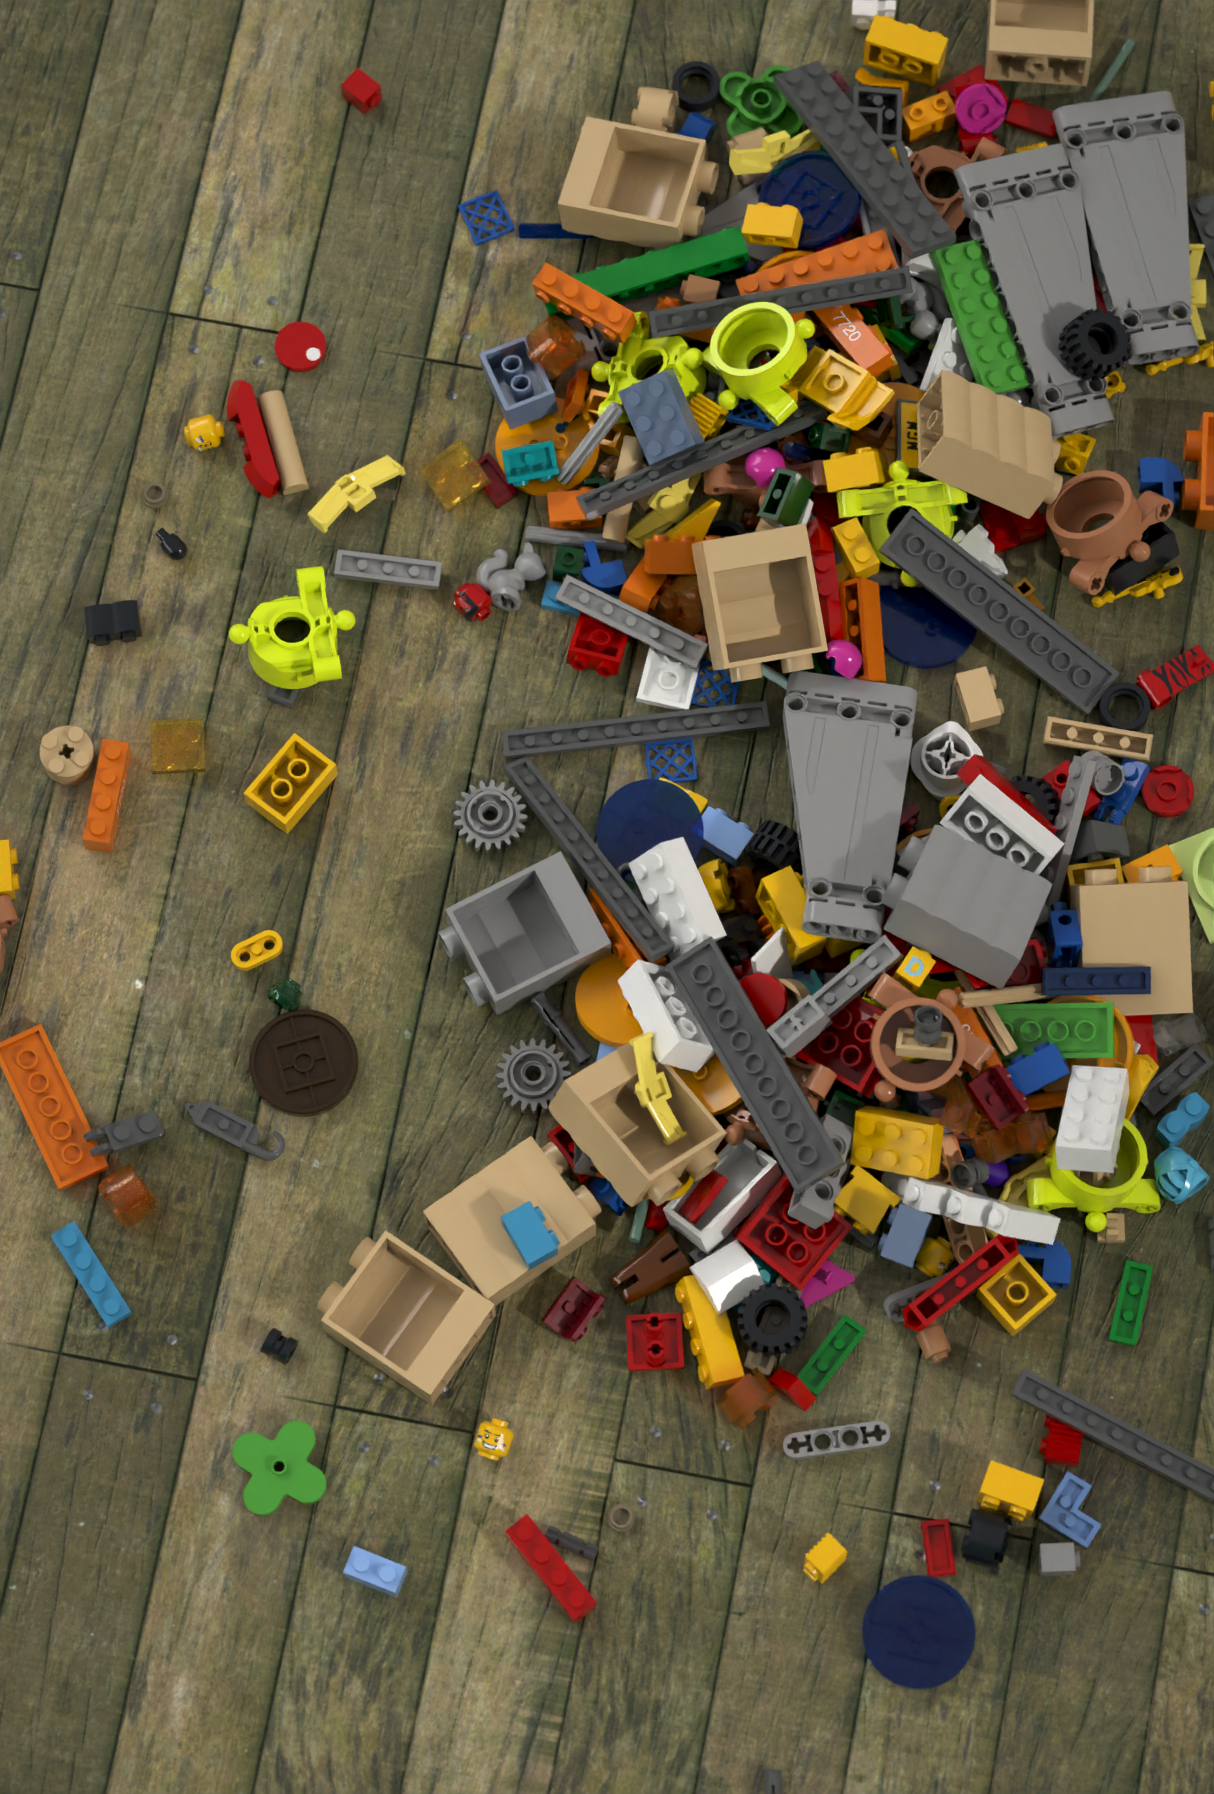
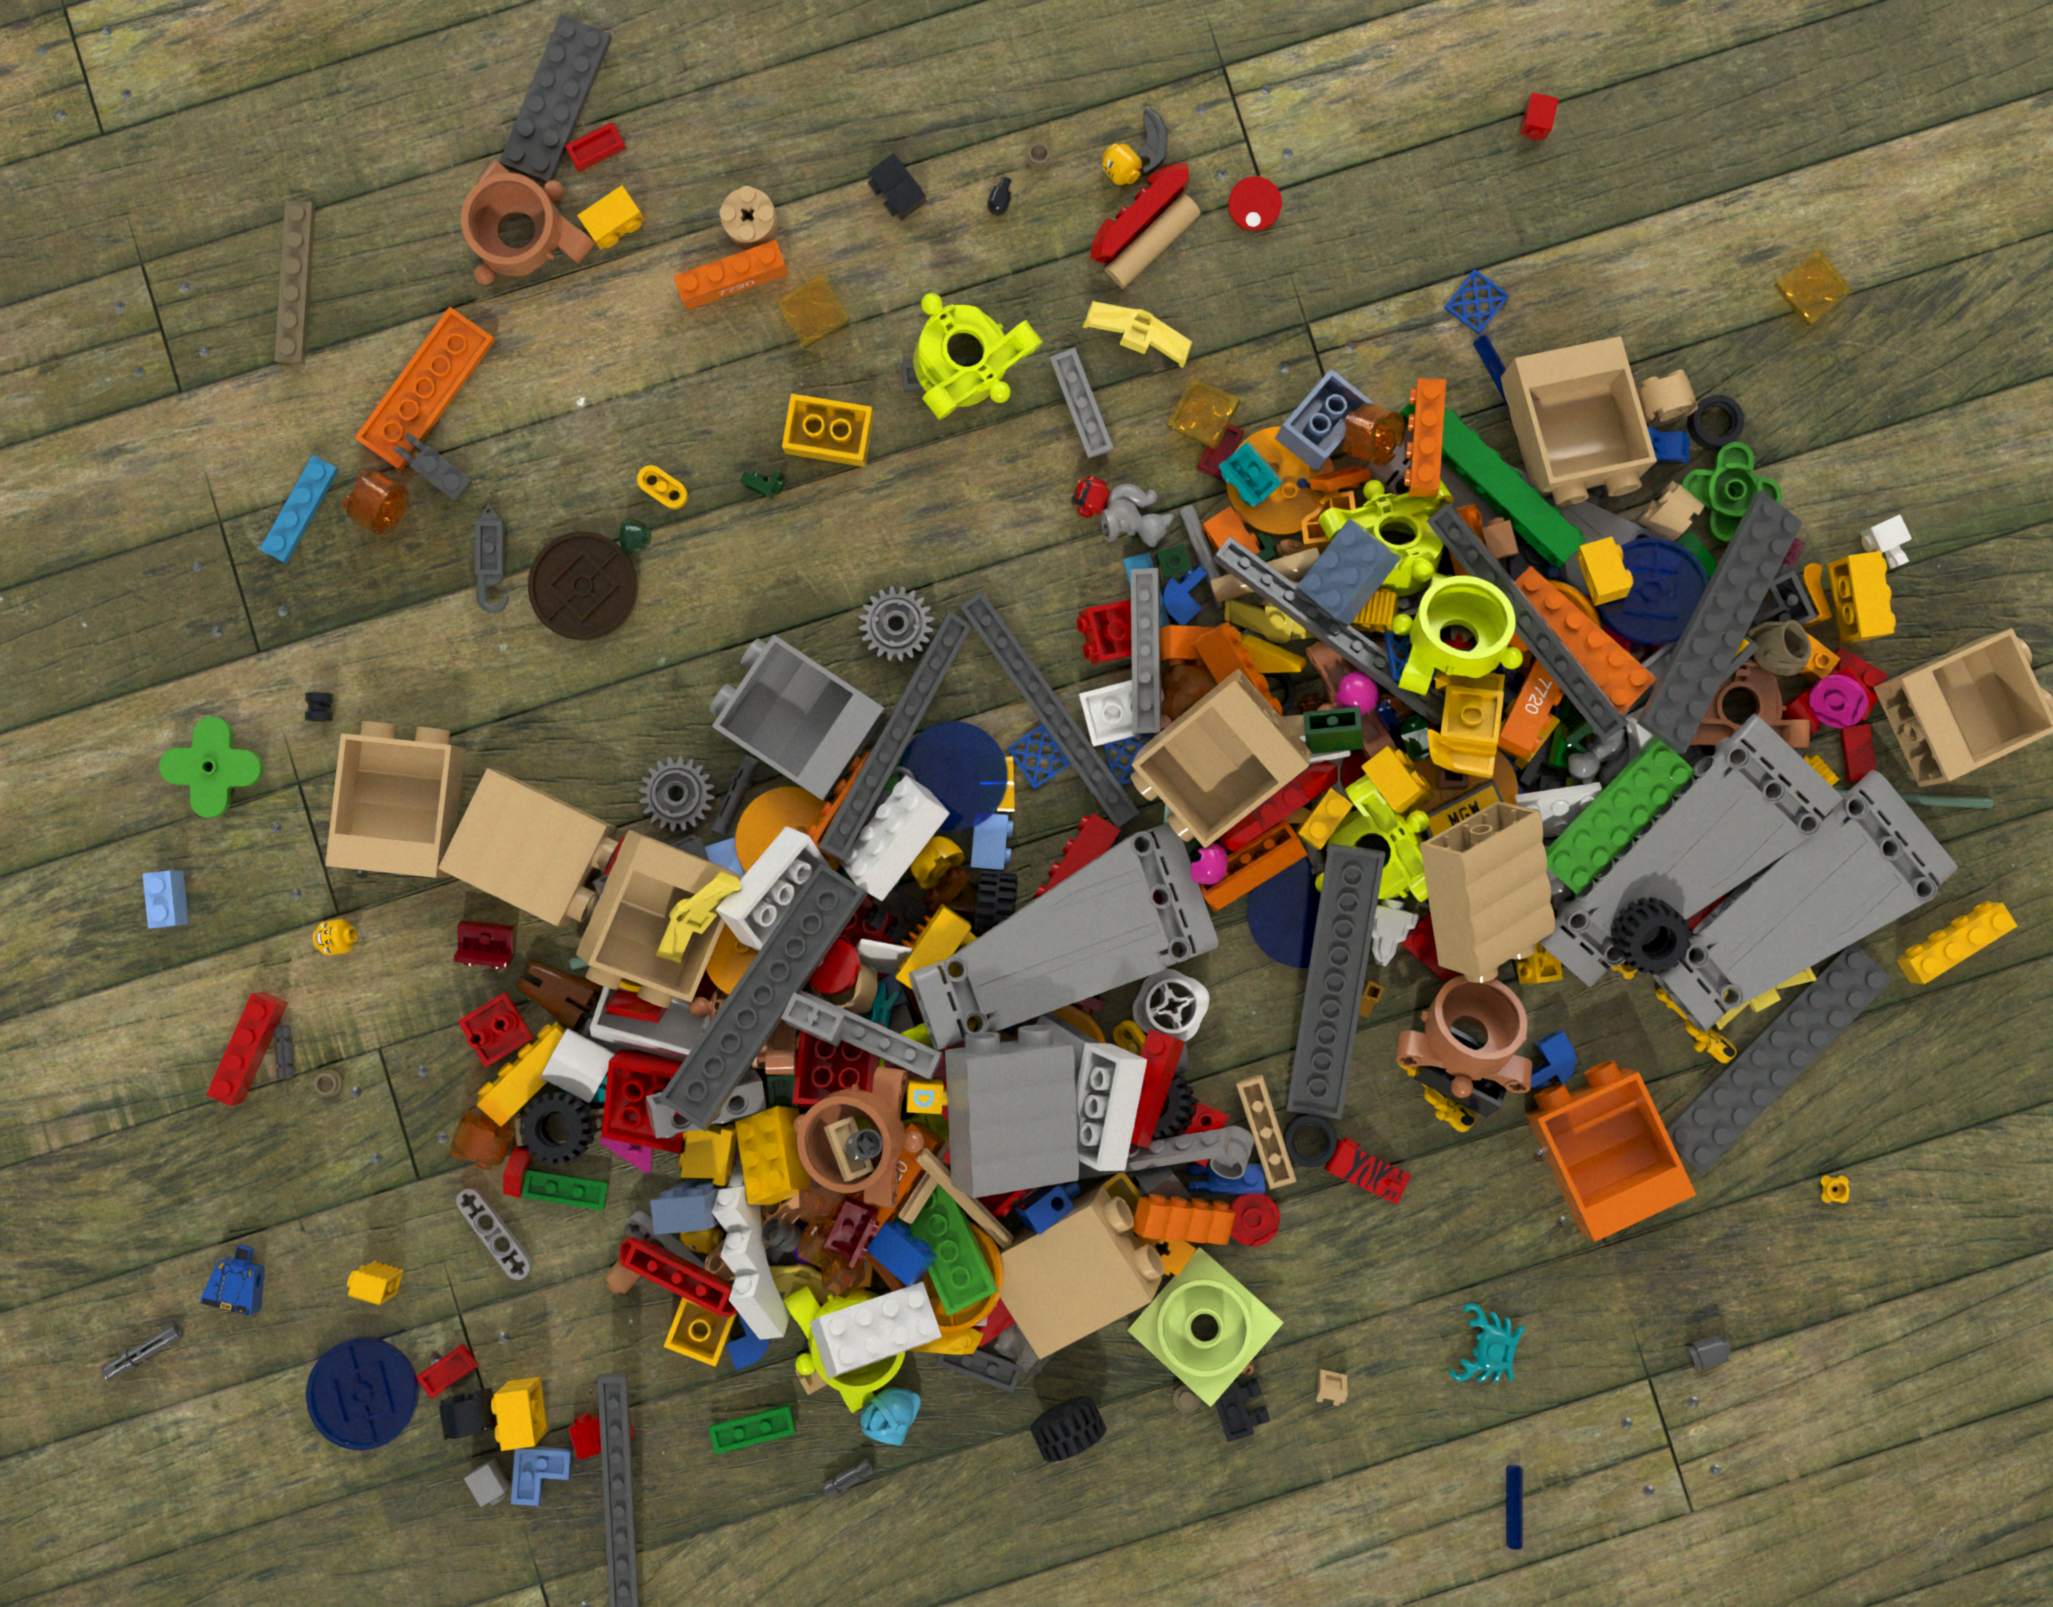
camera: 65 degrees right, 15 degrees up
(203, 399) = (1156, 142): none -> dark grey piece
(303, 867) = (759, 484): none -> dark green bracket
(530, 1235) = (508, 876): dark azure brick -> none
(590, 443) = (1295, 519): light grey axle -> none
(758, 1692) = (236, 1283): none -> blue torso
(770, 754) = (1092, 841): none -> red brick
(773, 151) = (1684, 531): light yellow plate -> none
(912, 124) = (1782, 647): none -> dark tan helmet
(978, 699) = (1246, 1003): tan brick -> none
(1095, 980) = (1014, 1261): dark blue tile -> none
(1135, 836) = (1183, 1219): none -> orange brick
(1177, 1123) = (949, 1393): dark azure brick -> none

